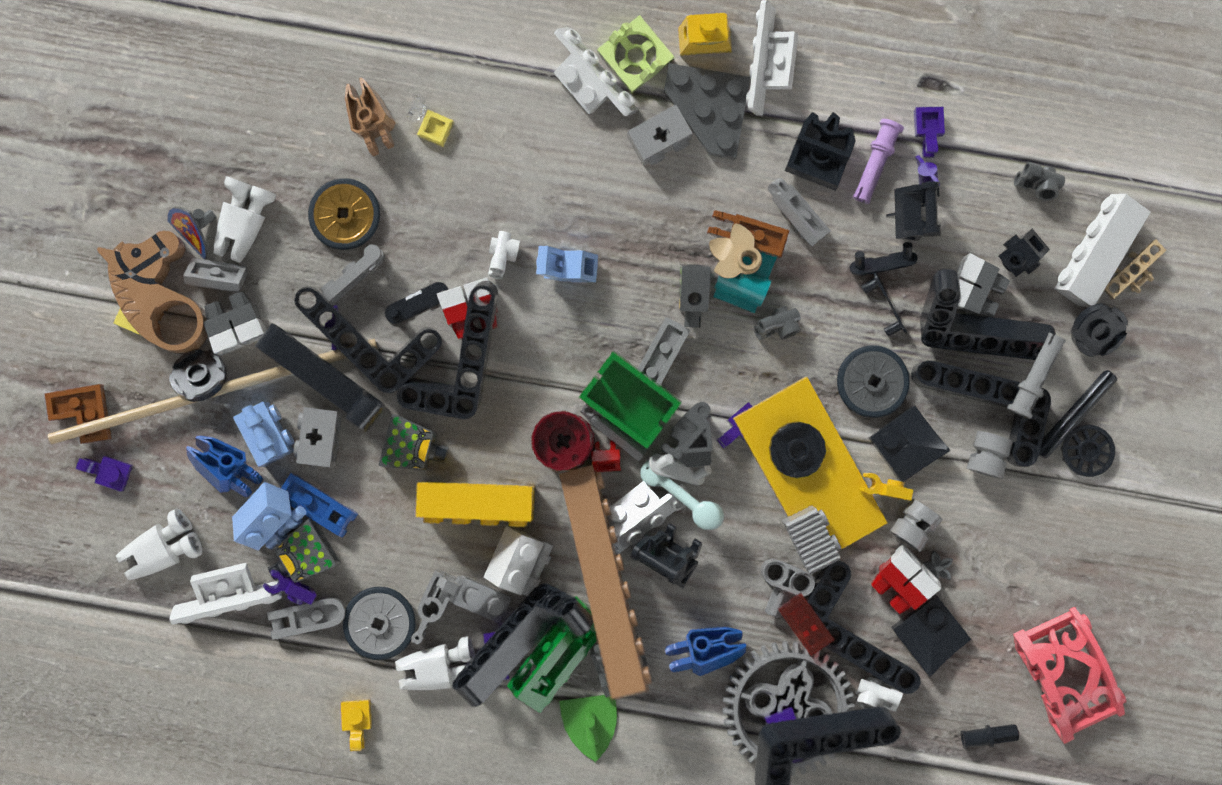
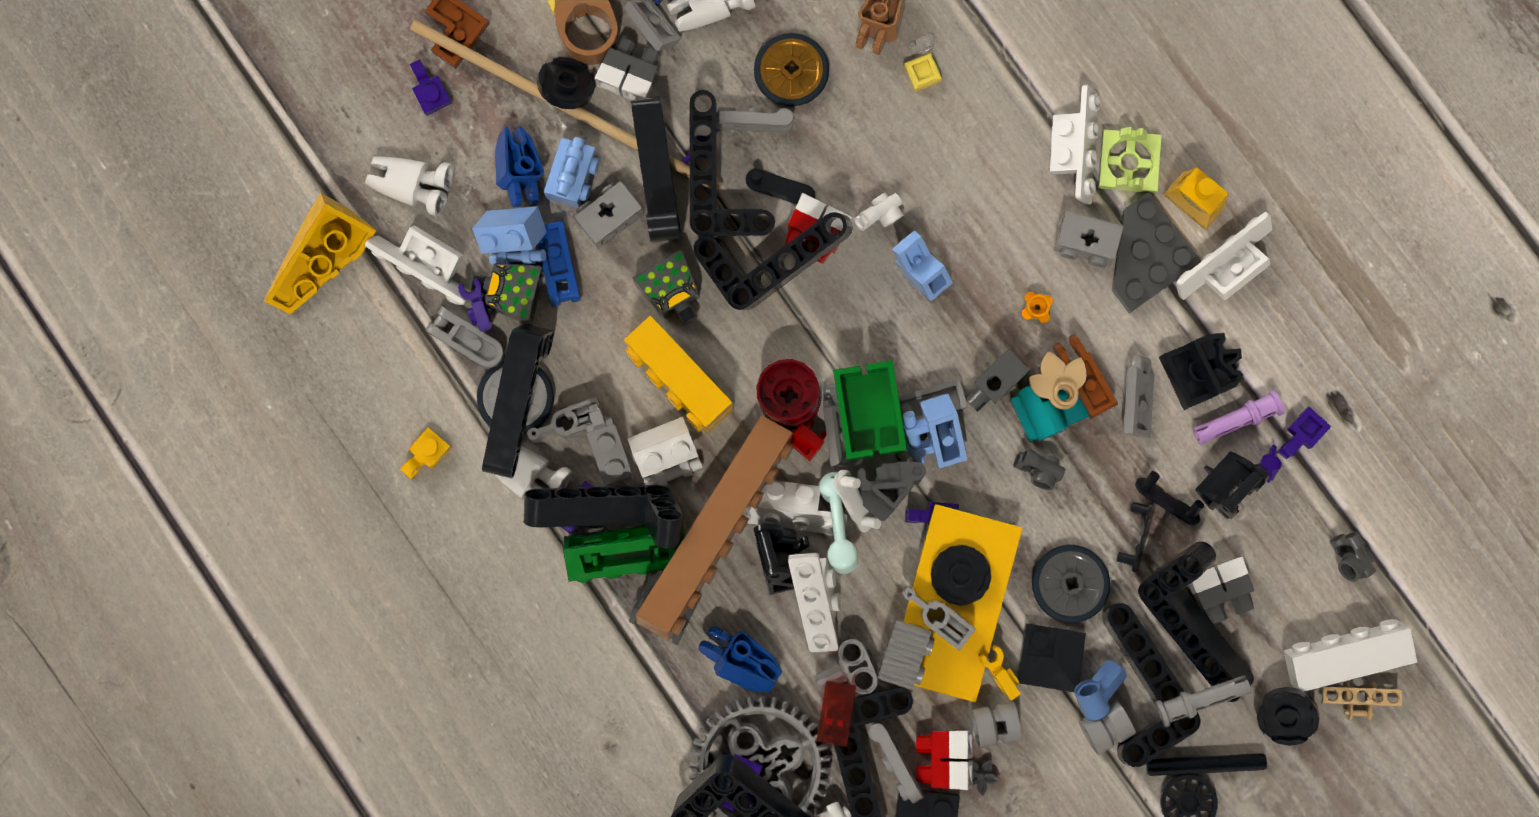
camera: 45 degrees right, 5 degrees down
(143, 651) = (323, 246): none -> yellow wedge
(354, 589) = (524, 351): none -> black beam
(590, 723) = (597, 630): bright green shield -> none
(670, 208) = (1043, 301): none -> light orange plate
(691, 364) = (942, 429): none -> light blue brick
(718, 561) = (816, 600): none -> white bracket
(825, 492) = (941, 626): none -> light grey piece
(875, 615) = (896, 763): none -> light grey plate
(961, 439) = (1096, 692): none -> medium blue piece
(1023, 253) = (1285, 598): black brick -> none

